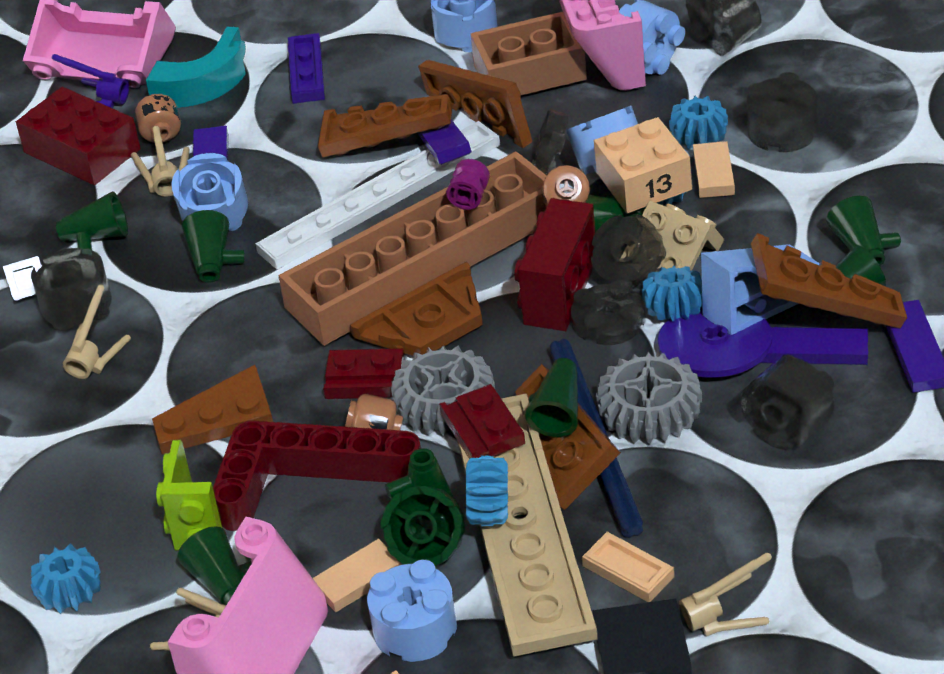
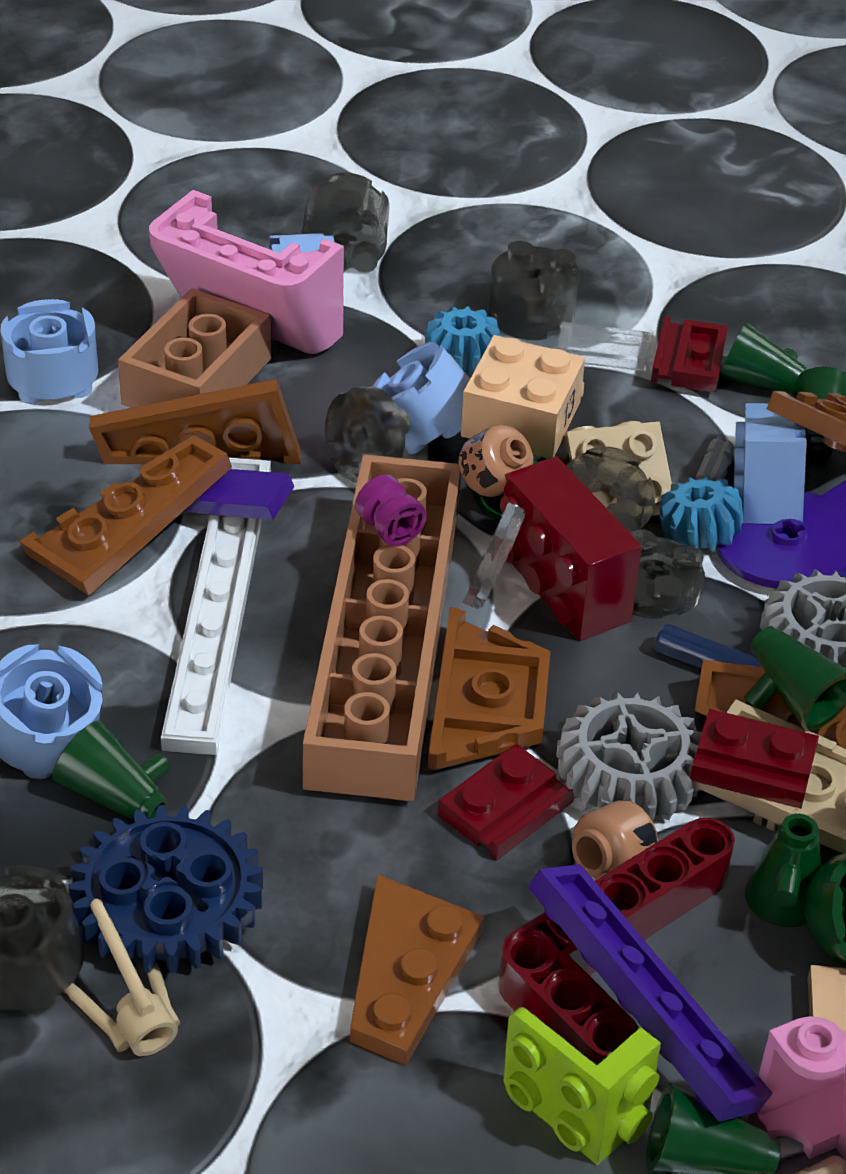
camera: 55 degrees left, 0 degrees up
(137, 310) = (168, 887): none -> dark blue gear
(258, 474) = (650, 993): none -> dark purple plate
(510, 243) = (494, 556): none -> clear tile
(787, 171) = (606, 345): none -> clear tile
(814, 201) = (690, 354): none -> dark red plate

